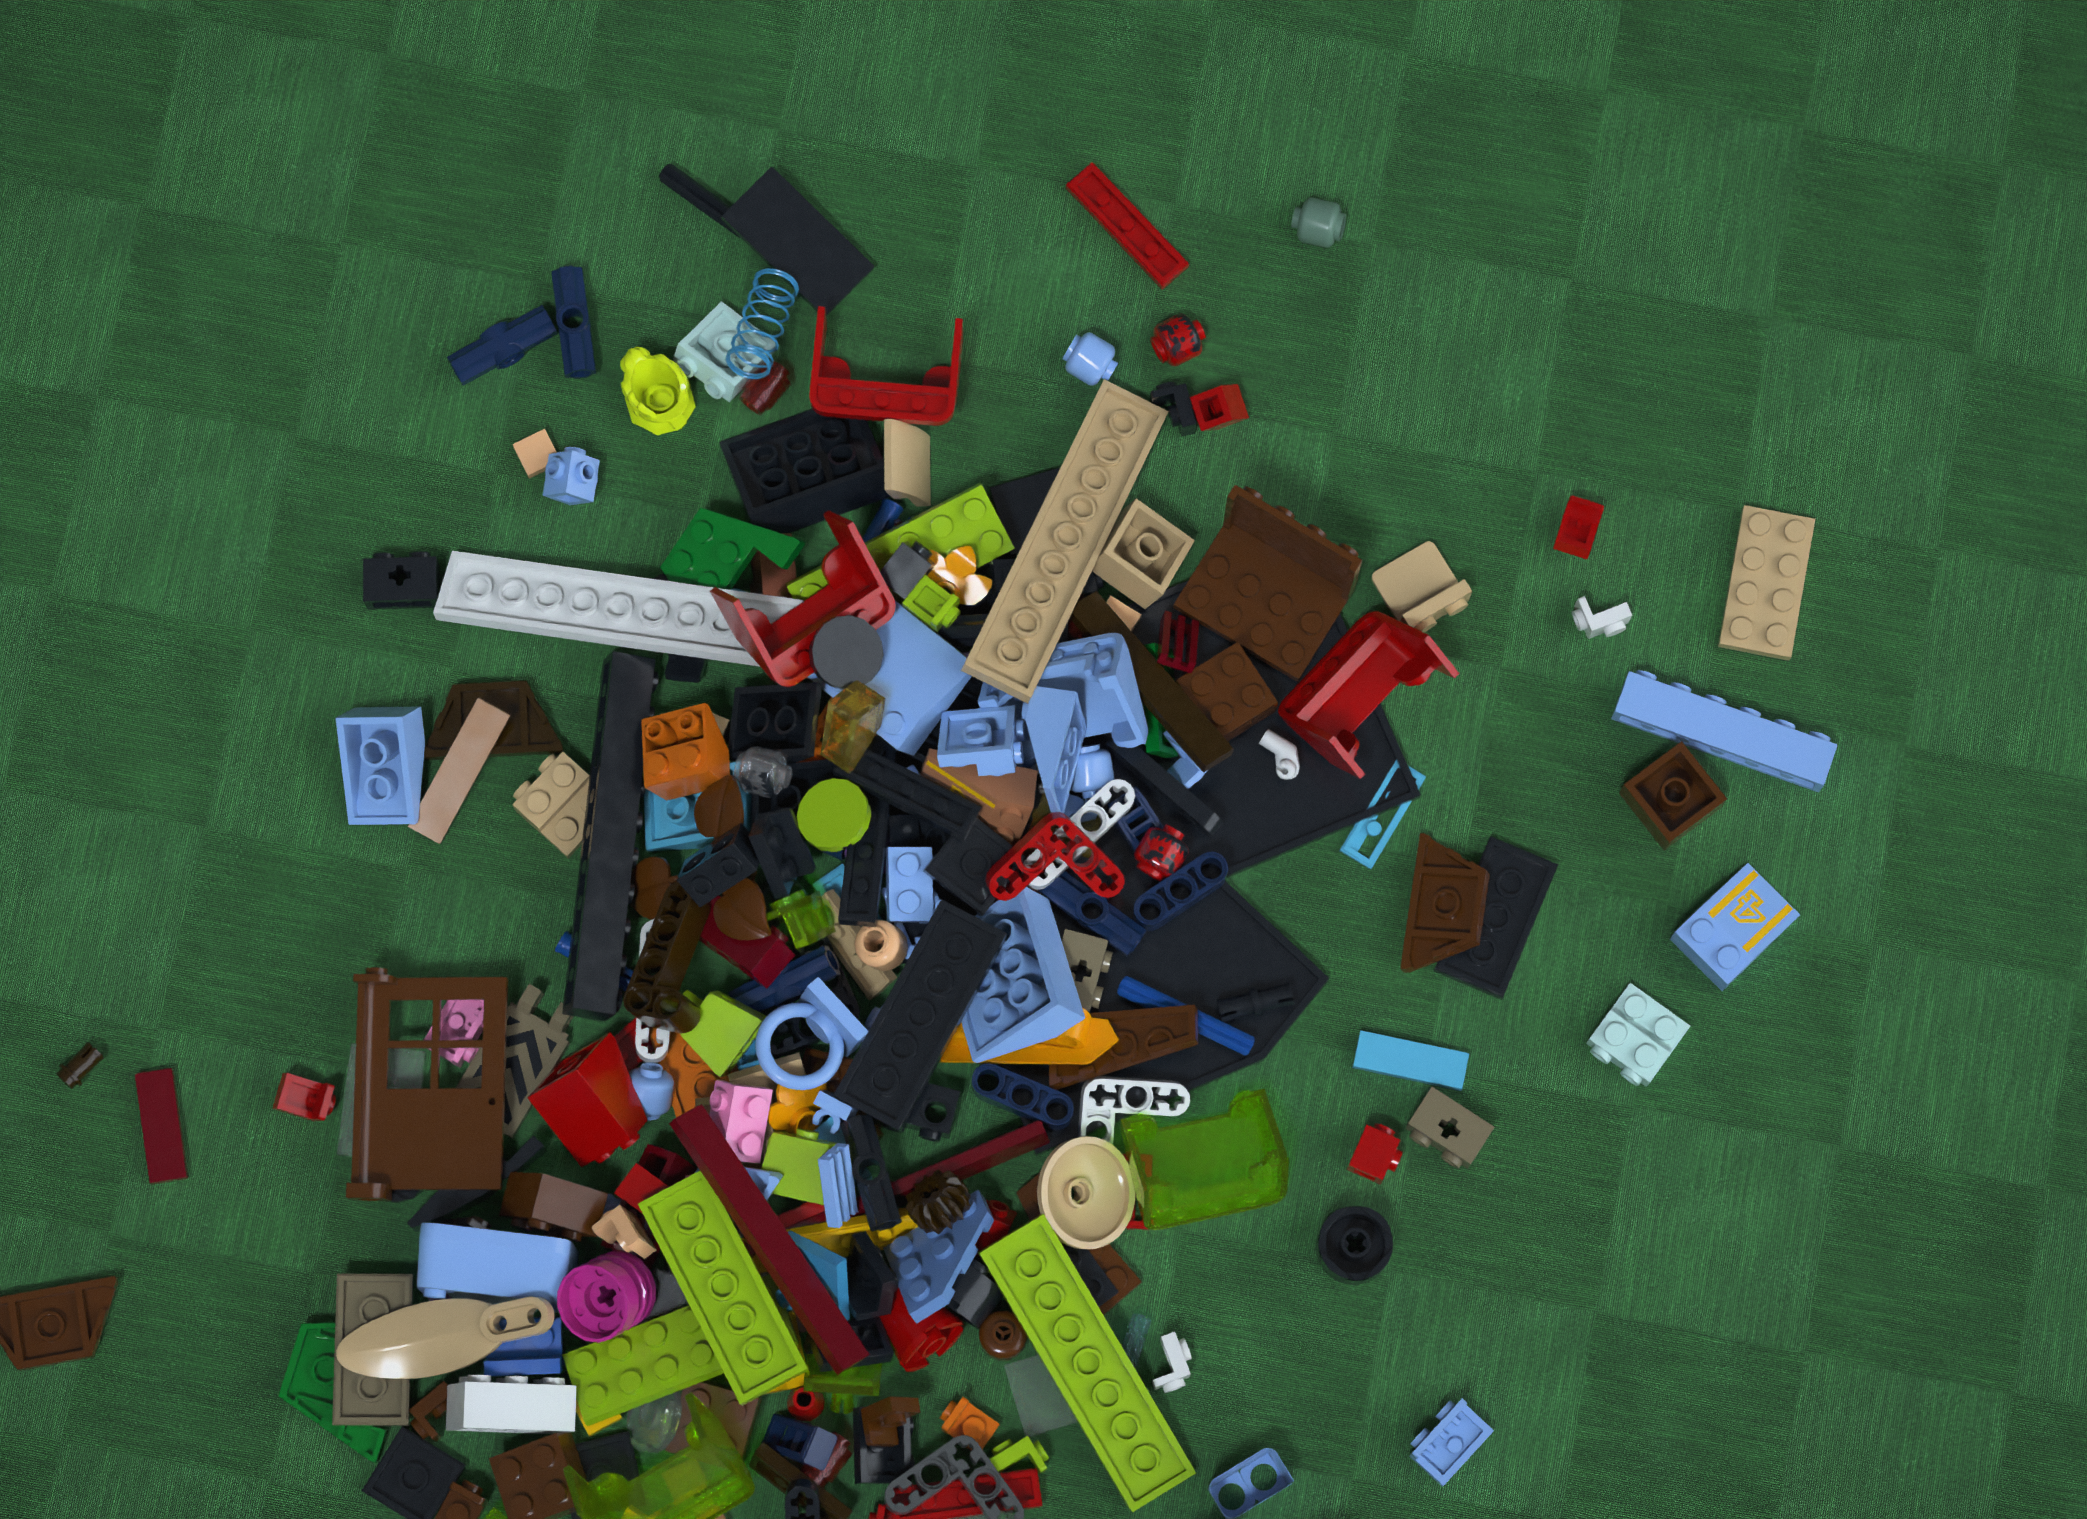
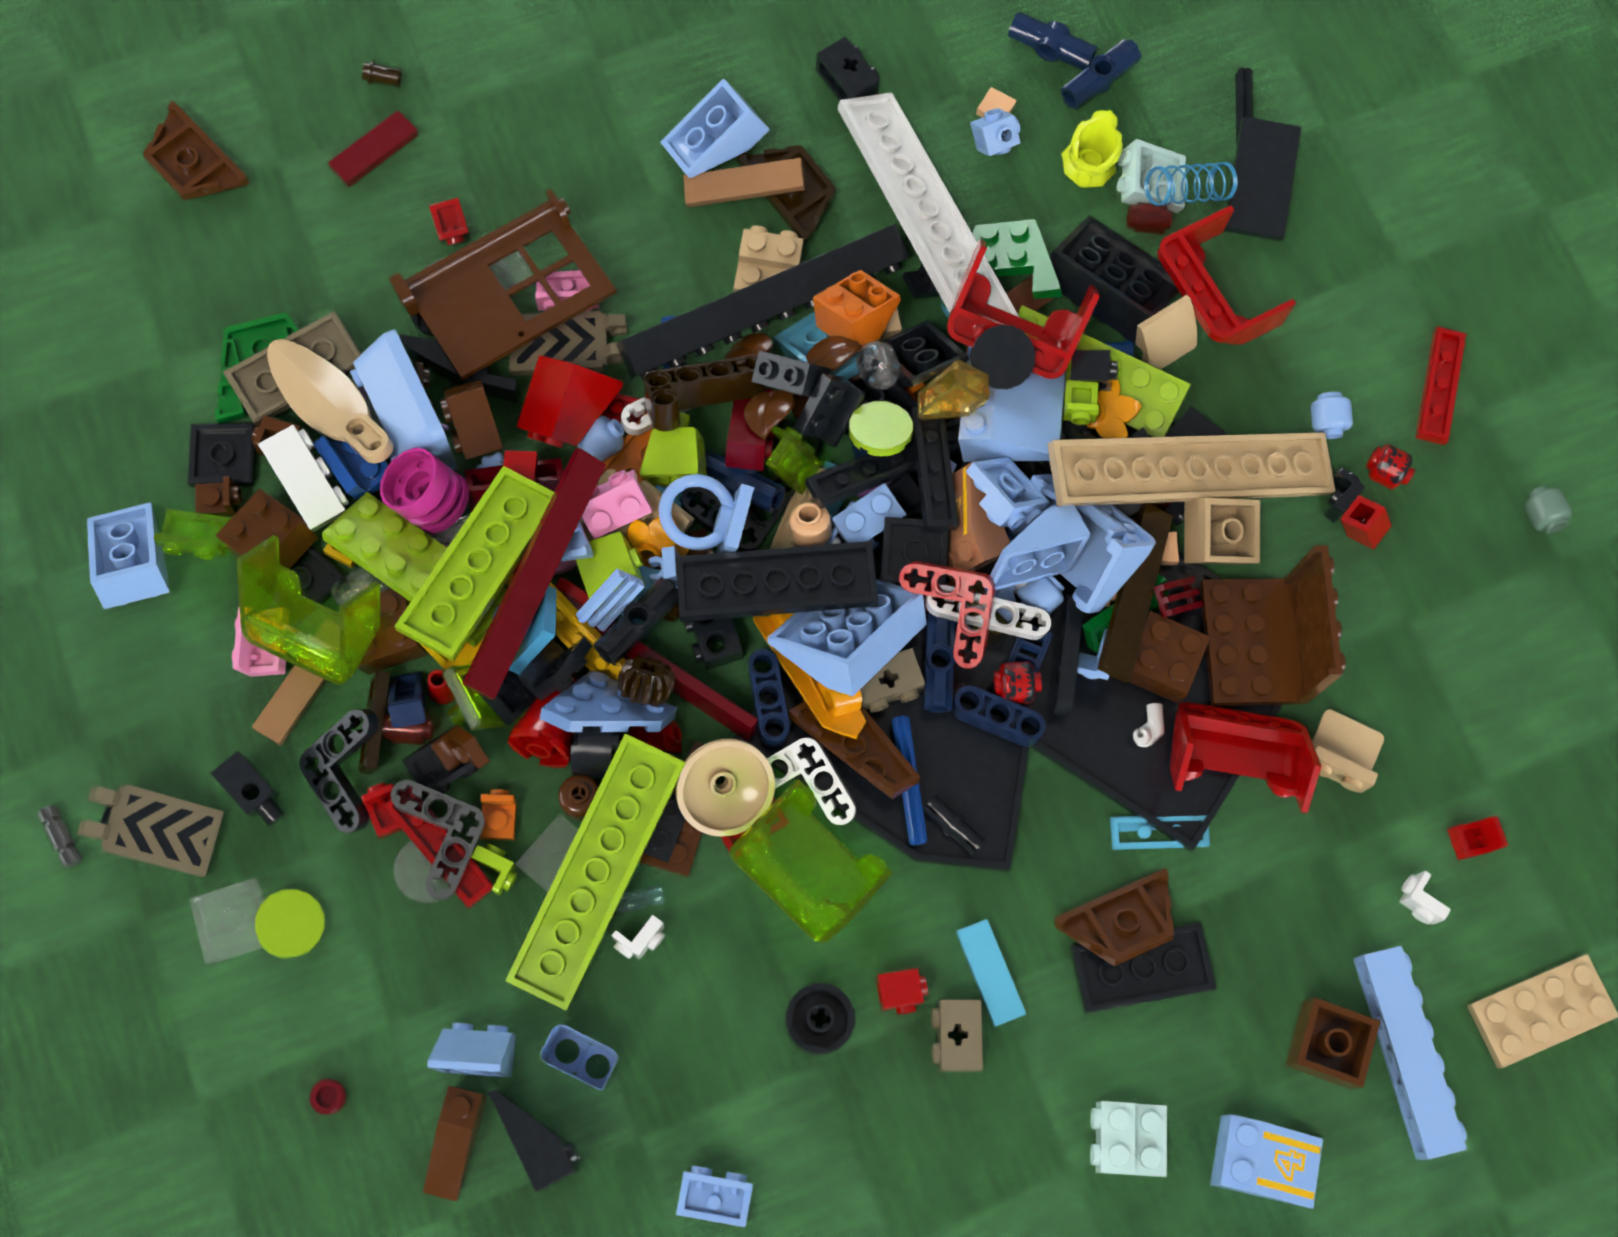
camera: 50 degrees right, 5 degrees down
(625, 1228) = (481, 473): light nougat bracket -> none

